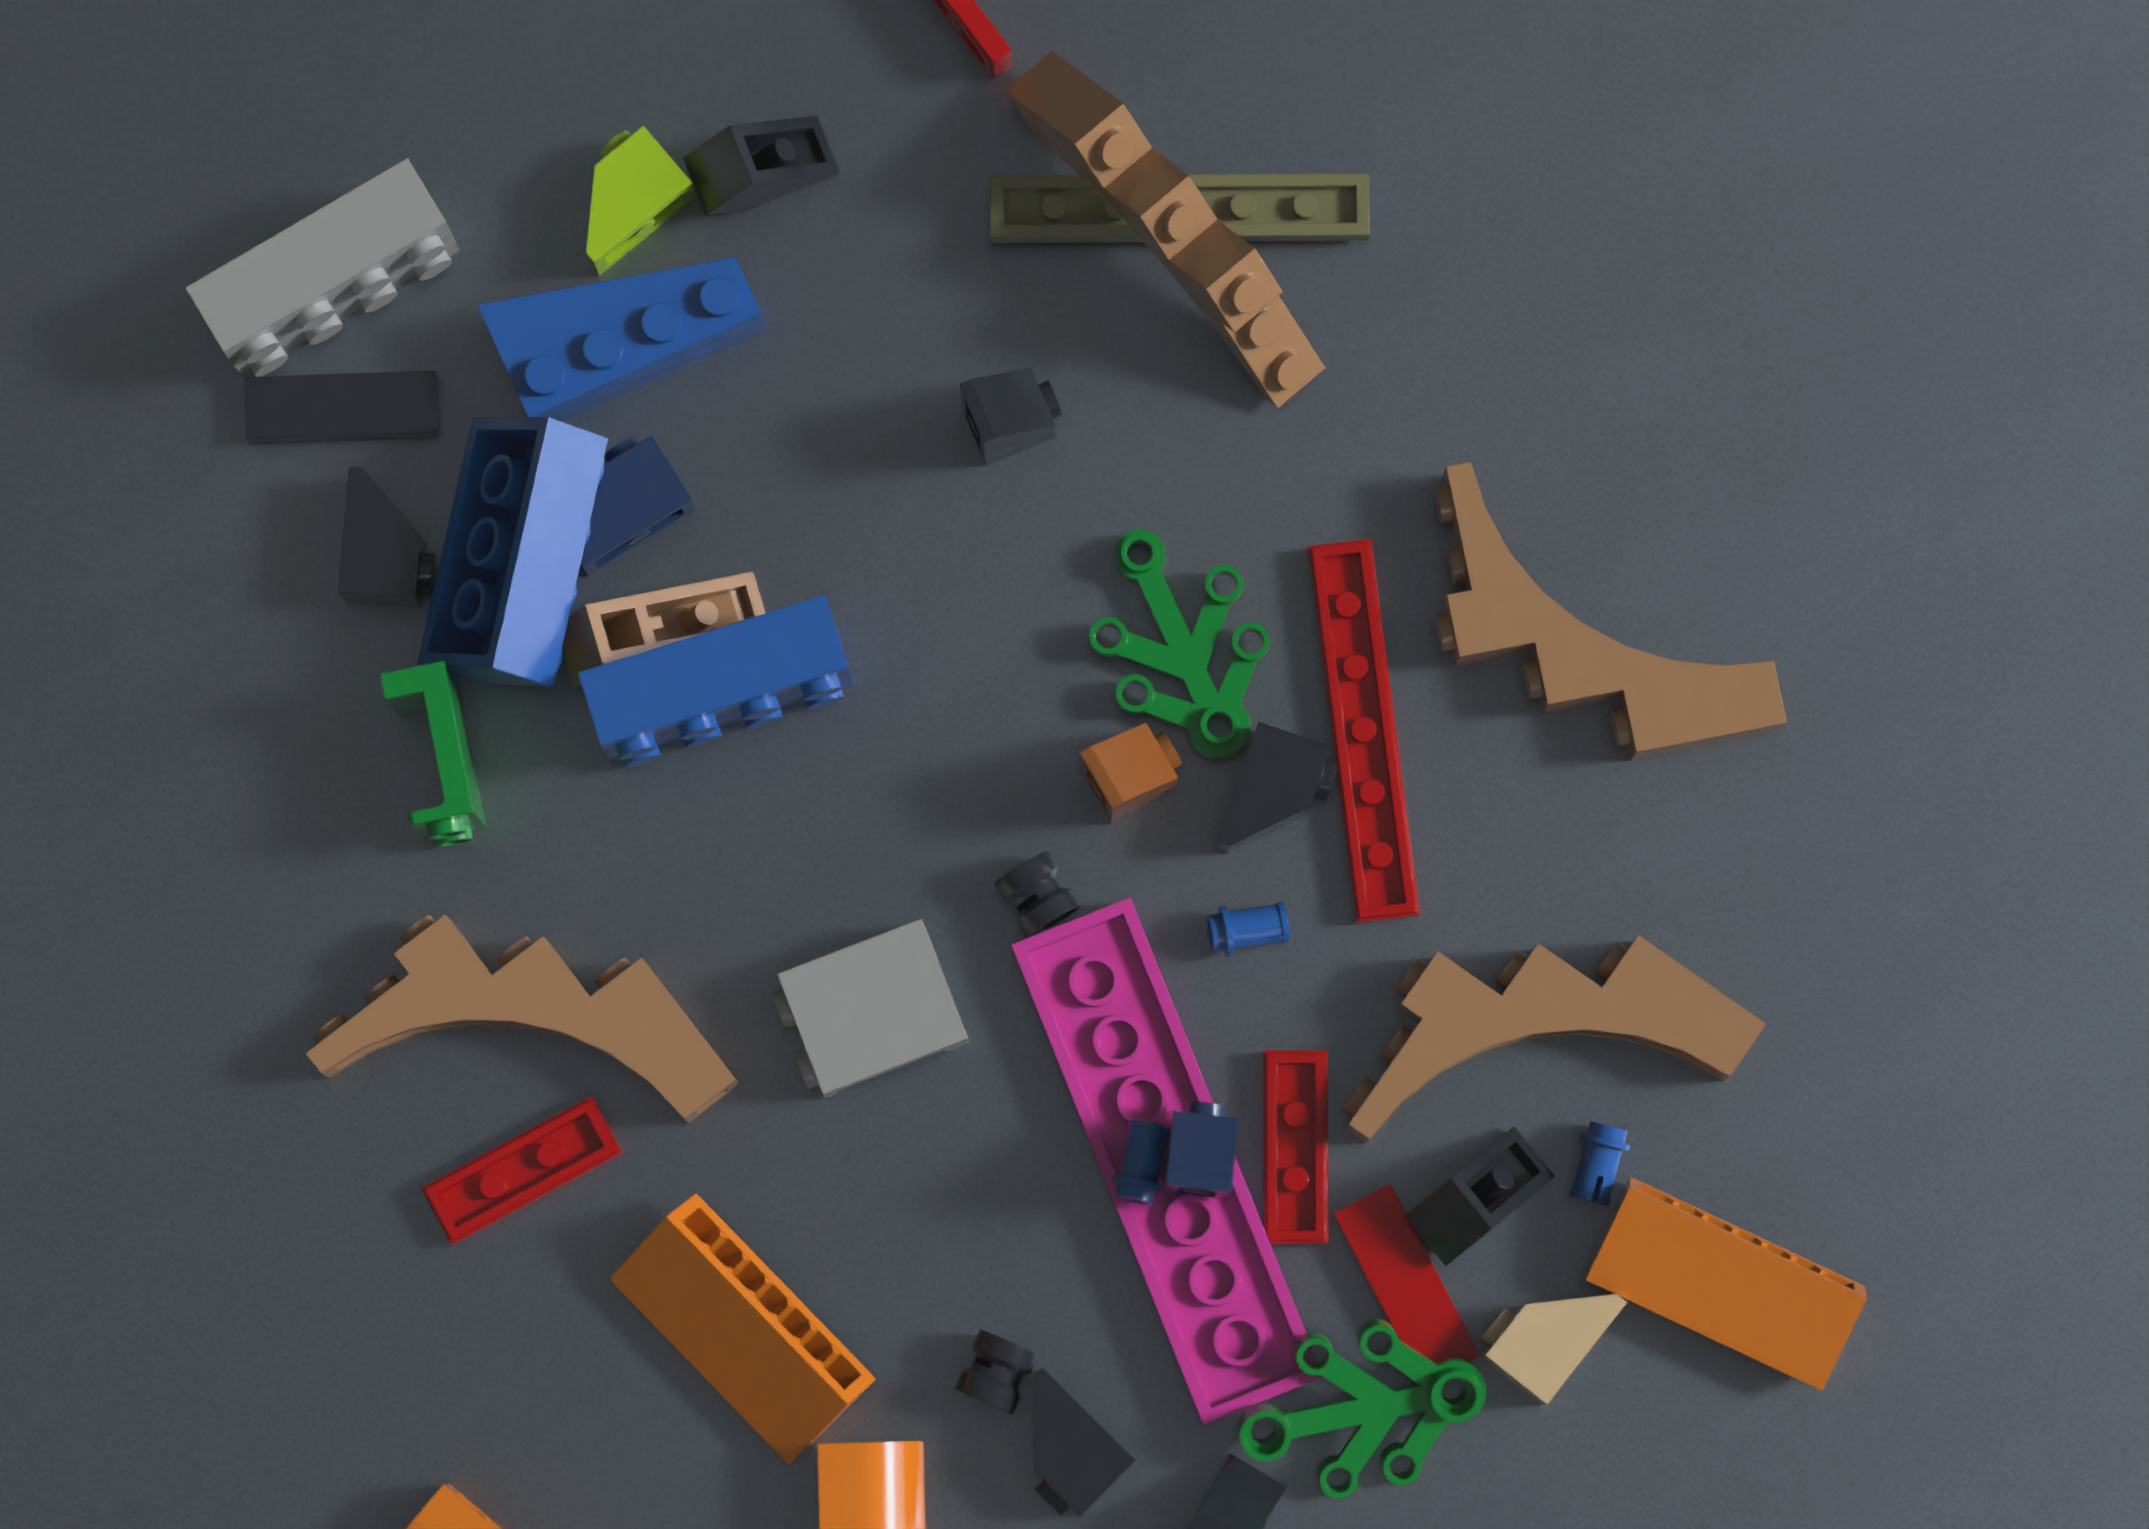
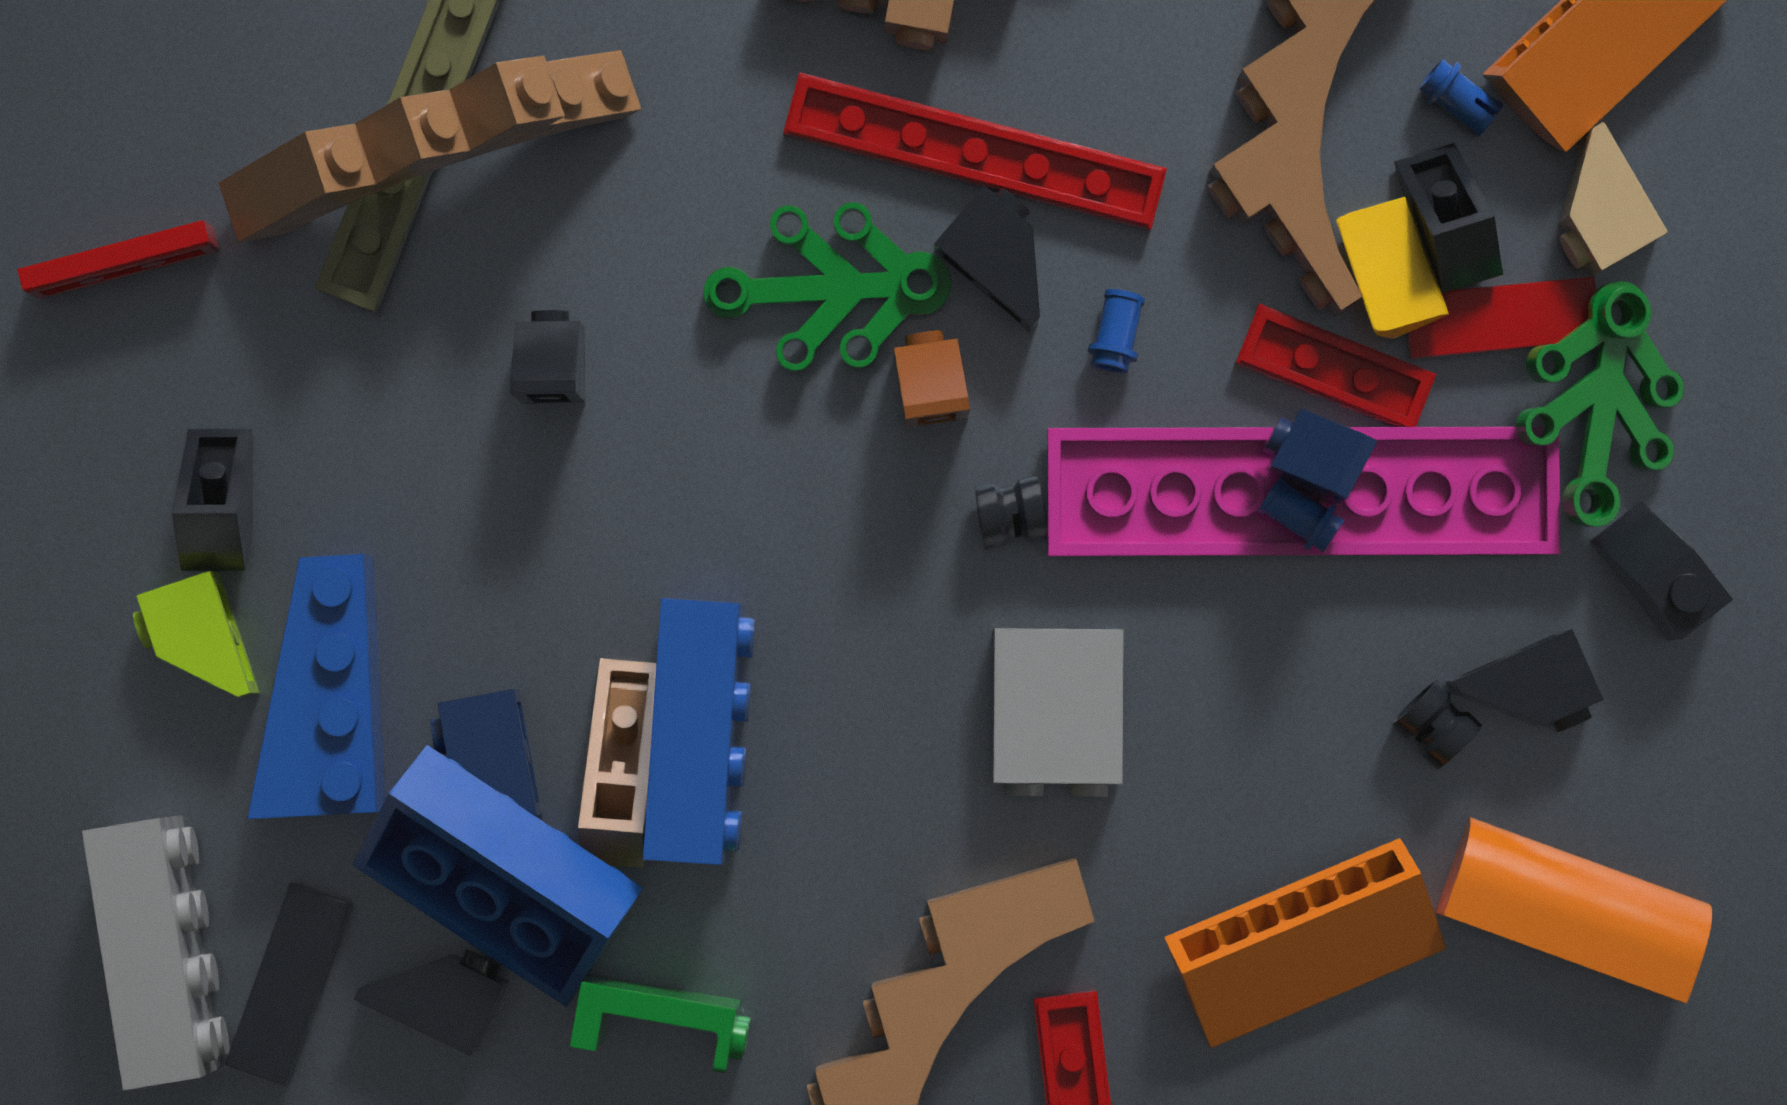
camera: 65 degrees left, 5 degrees up
(1409, 1159) = (1392, 268): none -> yellow slope

